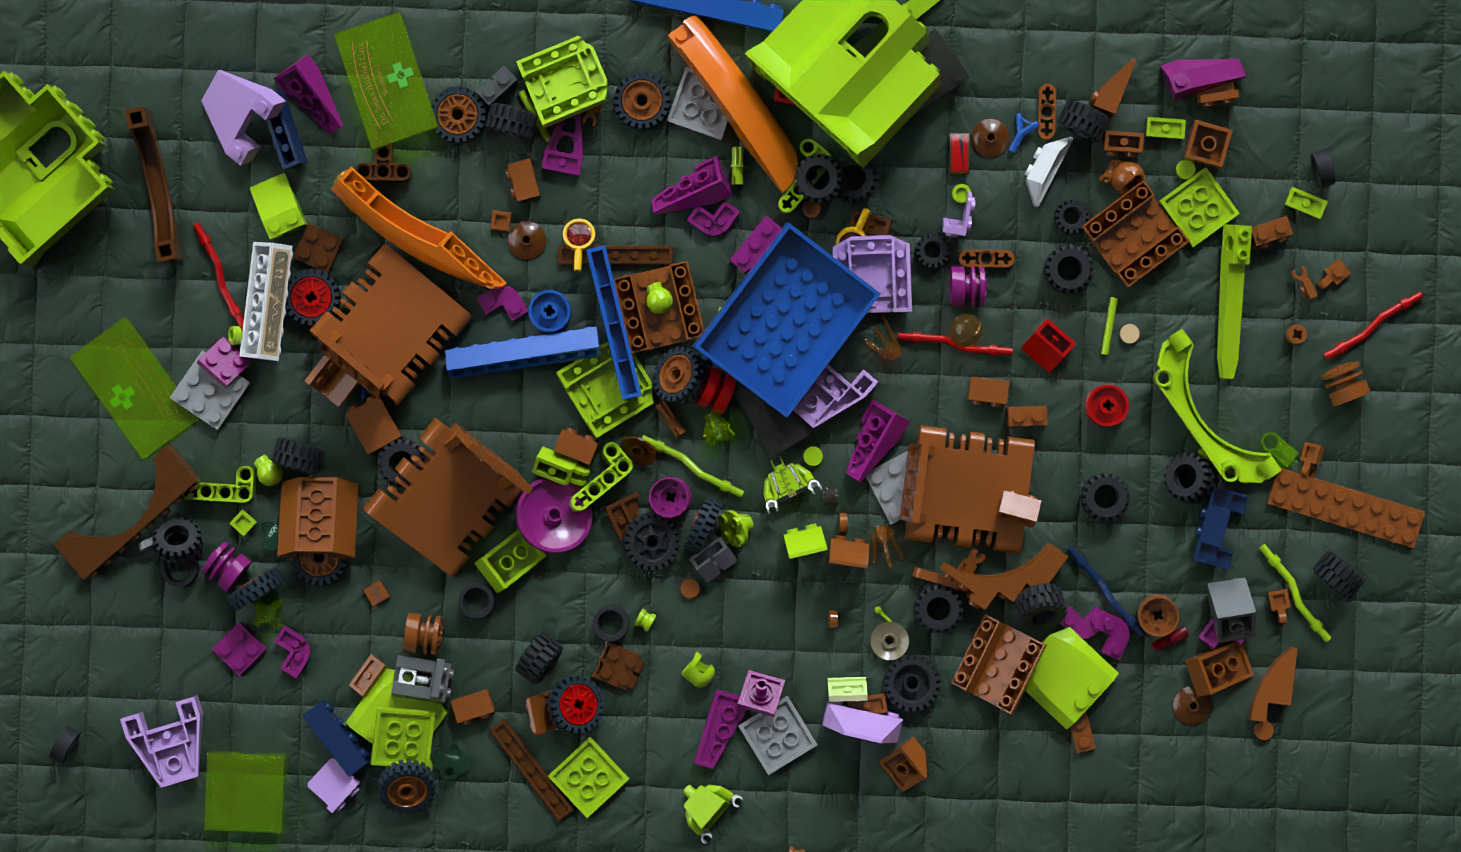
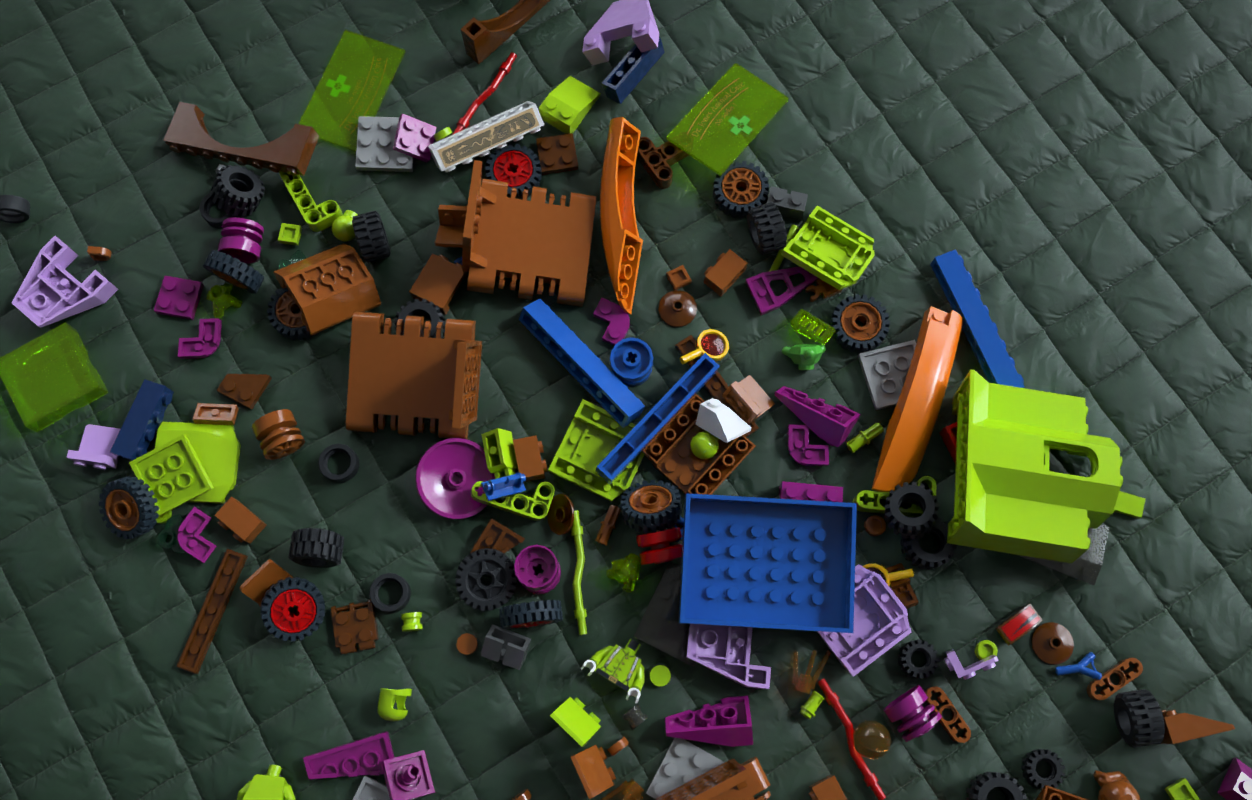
camera: 60 degrees right, 15 degrees down
(155, 692) = (99, 253): none -> dark orange tile
(308, 88) = (680, 62): magenta wedge -> none
(358, 640) = (244, 387): none -> reddish brown wing
(376, 593) = (295, 376): dark orange tile -> none
(440, 675) = (243, 473): dark grey brick -> none
(460, 752) = (190, 538): none -> magenta plate
(508, 561) = (390, 467): lime slope -> none
(588, 777) = (233, 667): lime plate -> none
(589, 481) = (504, 486): none -> blue hinge
(608, 146) = (803, 319): none -> clear neon green slope
(638, 164) = (804, 355): none -> bright green rock
(644, 237) = (748, 399): none -> bracket
(650, 275) = (721, 421): none -> white slope
(735, 527) = (548, 647): lime plate -> none
(911, 356) = (811, 705): none -> lime pin
(1045, 167) = (1067, 712): white wedge -> none
(1122, 142) = (1146, 771): dark orange brick -> none

